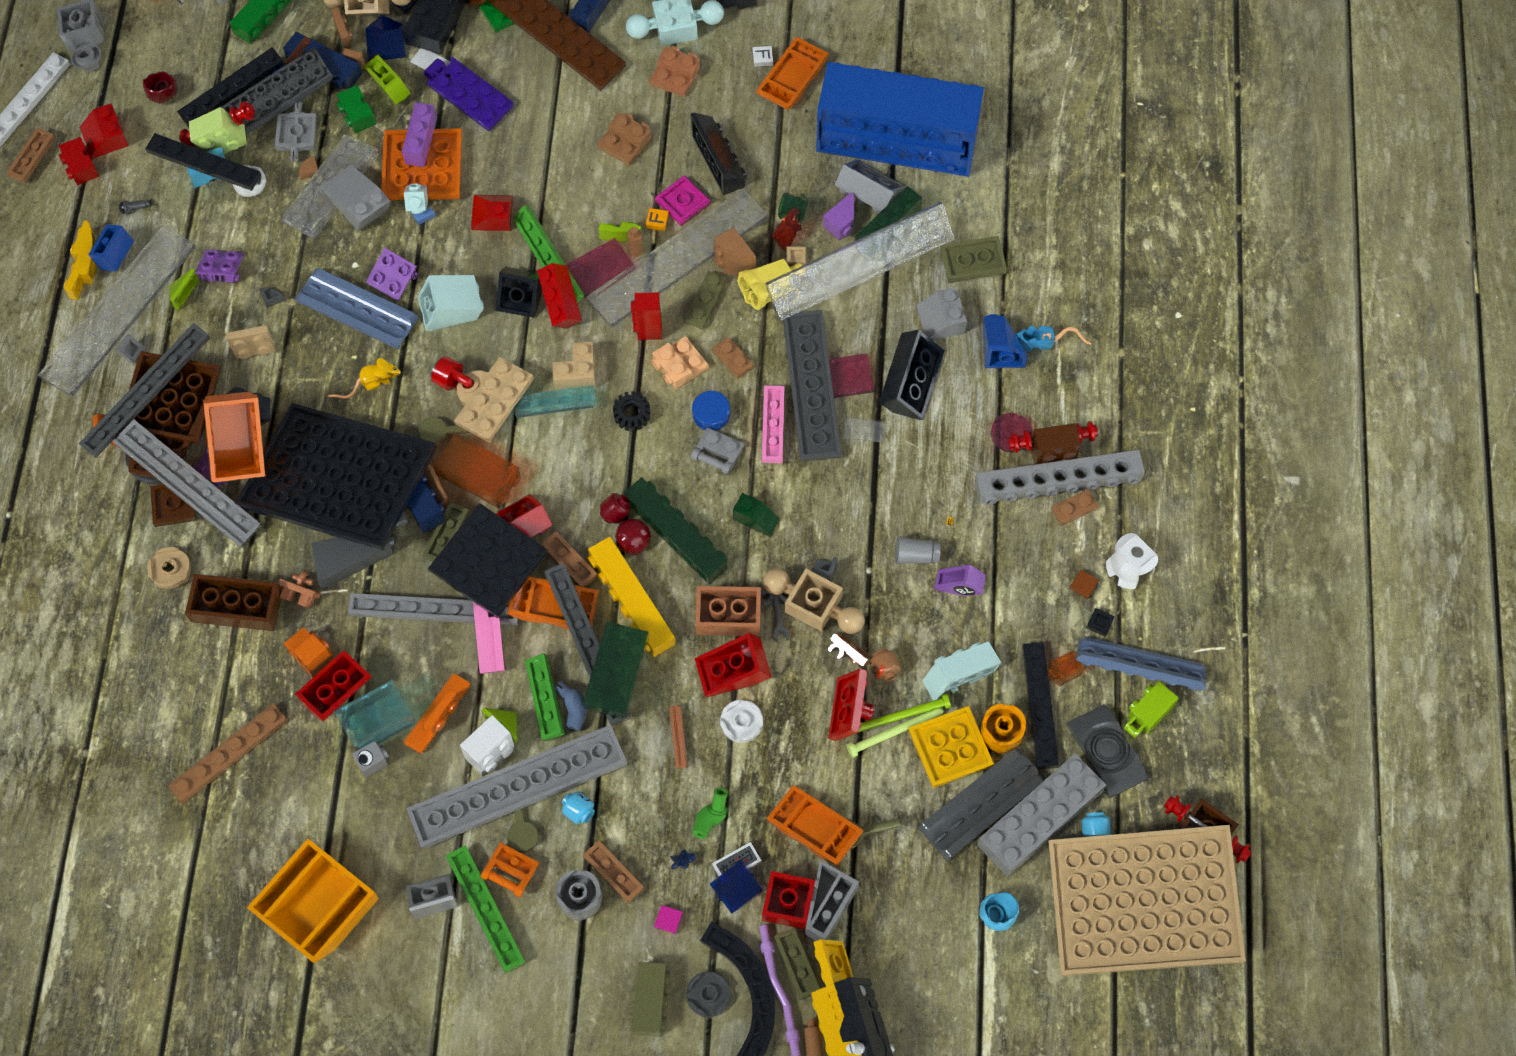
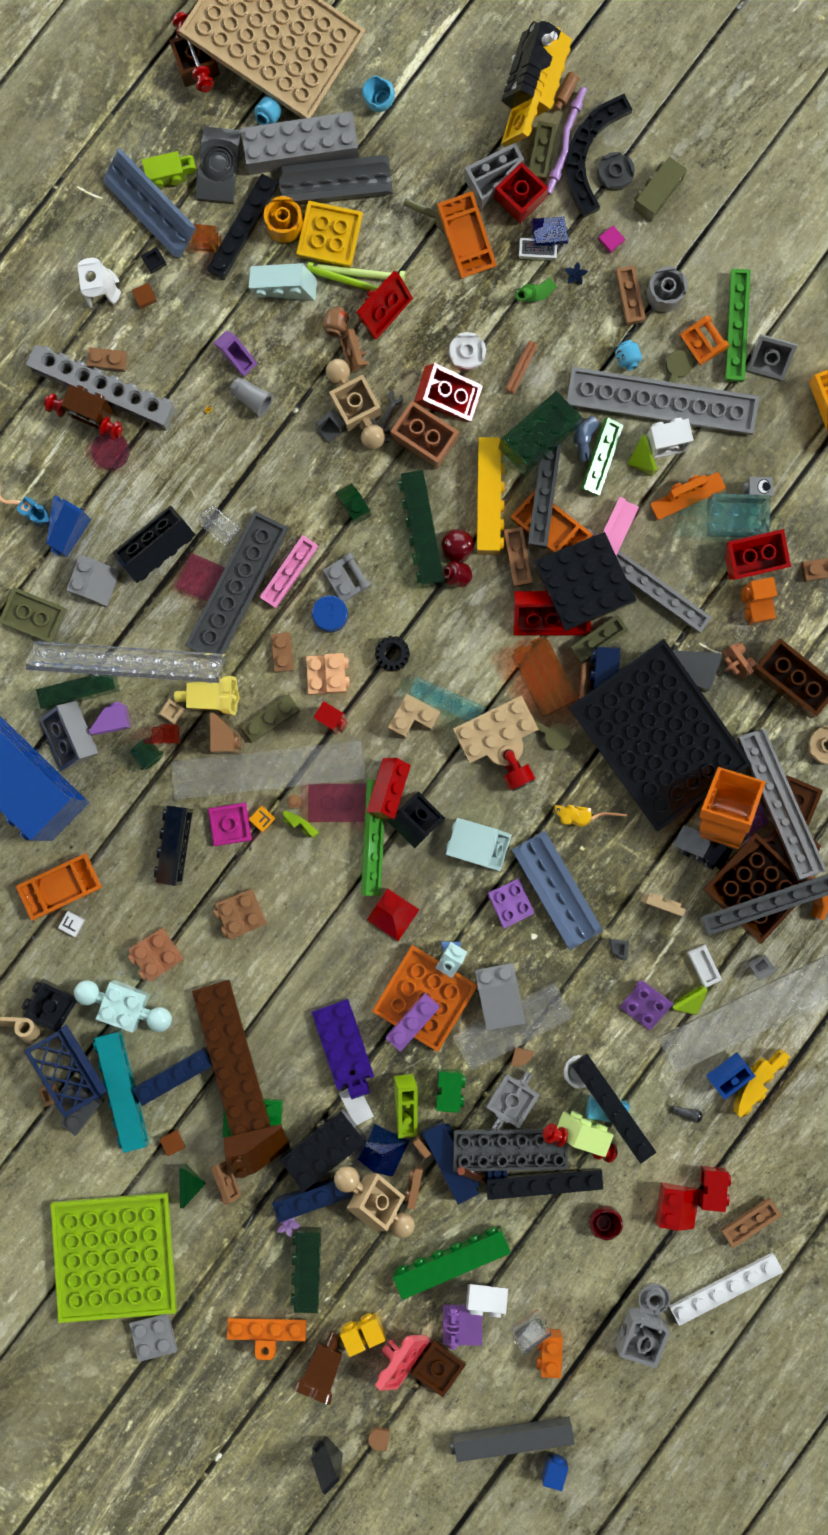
camera: 145 degrees left, 20 degrees up
(180, 321) = (704, 966): none -> white tile

